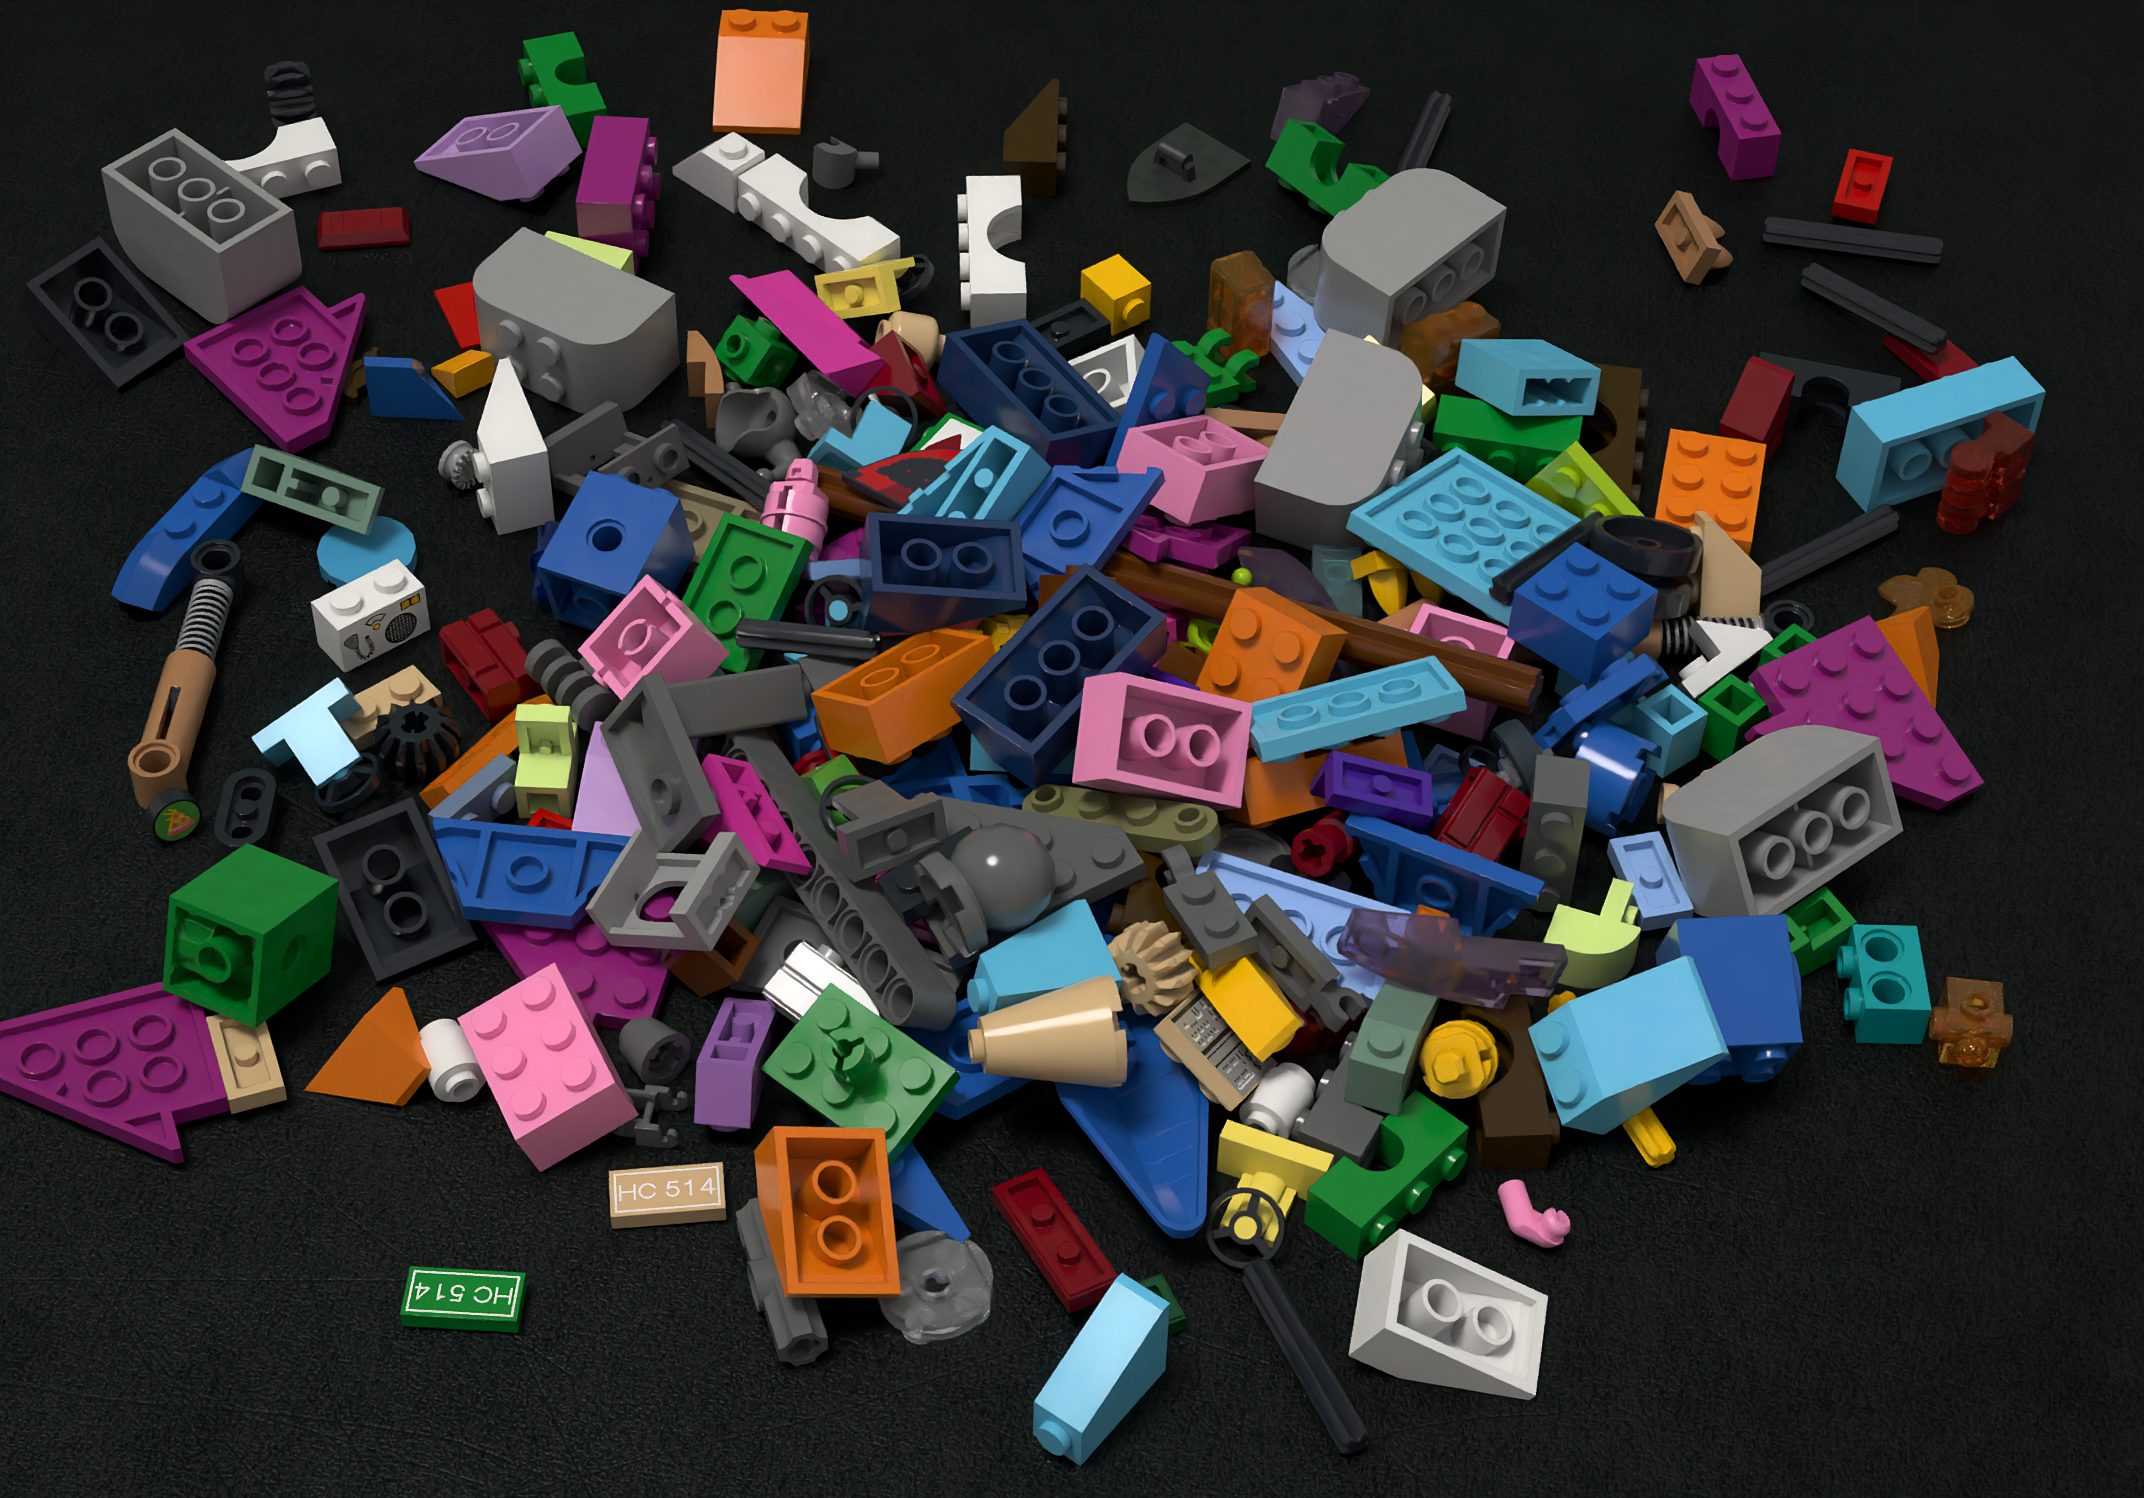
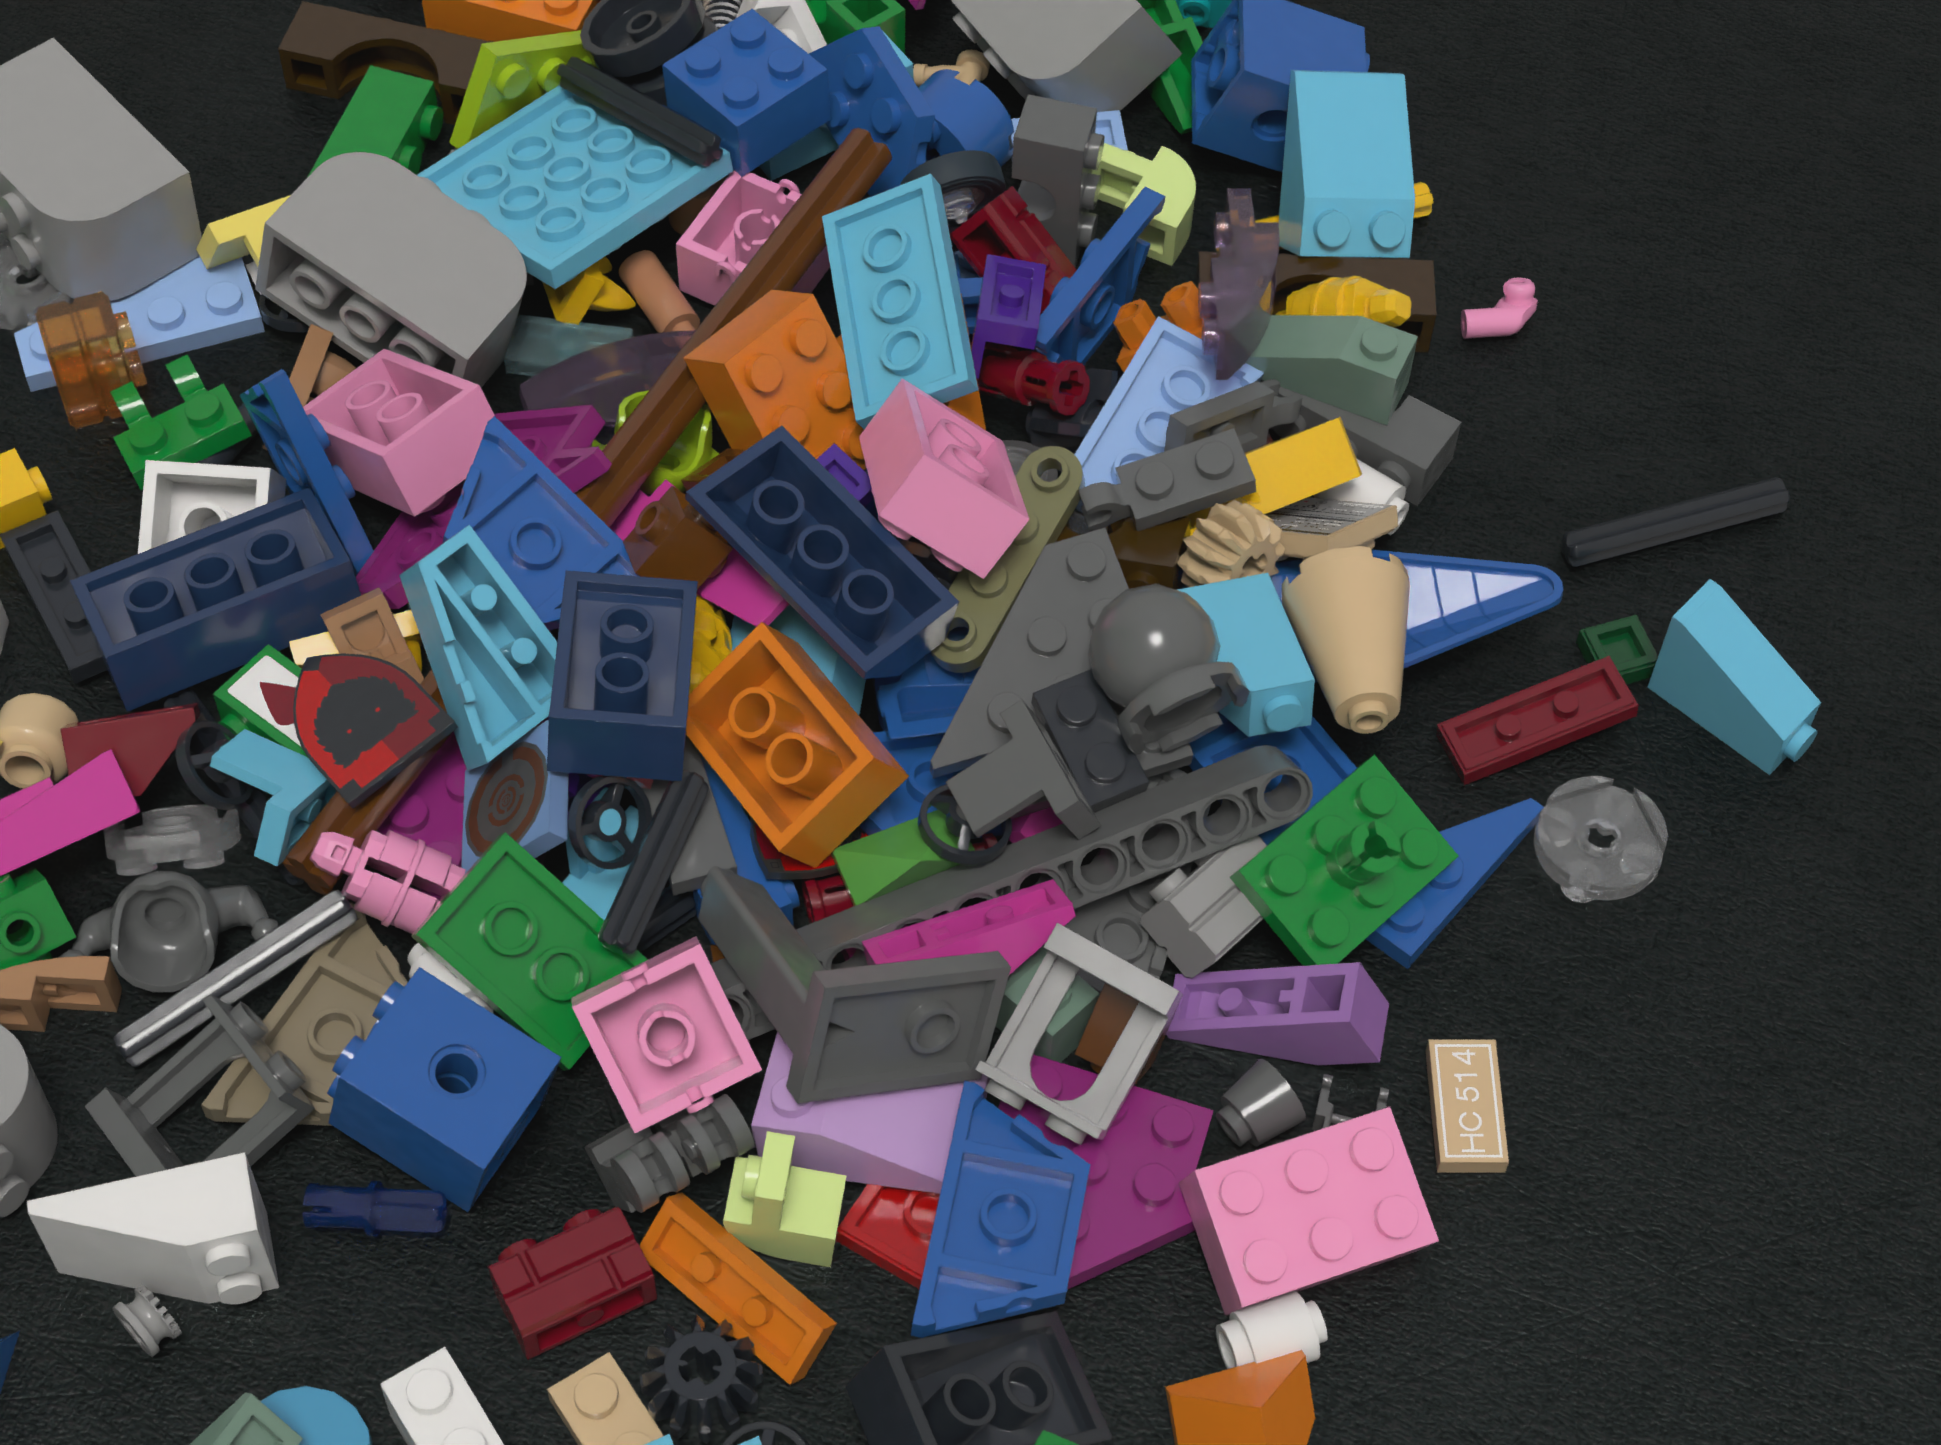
camera: 85 degrees left, 10 degrees up
(463, 1299) = (1620, 1332): green tile -> none
(482, 796) = (861, 1322): sand blue plate -> none
(792, 1321) = (1599, 986): dark grey piece -> none
(829, 1211) = (1549, 909): orange slope -> none
(1271, 1178) = (1461, 531): light yellow piece -> none
(1363, 1206) = (1500, 440): green arch -> none
(1436, 340) = (217, 175): clear orange brick -> none
(1447, 1320) = (1642, 399): white slope -> none
(1527, 377) = (298, 101): medium azure brick -> none

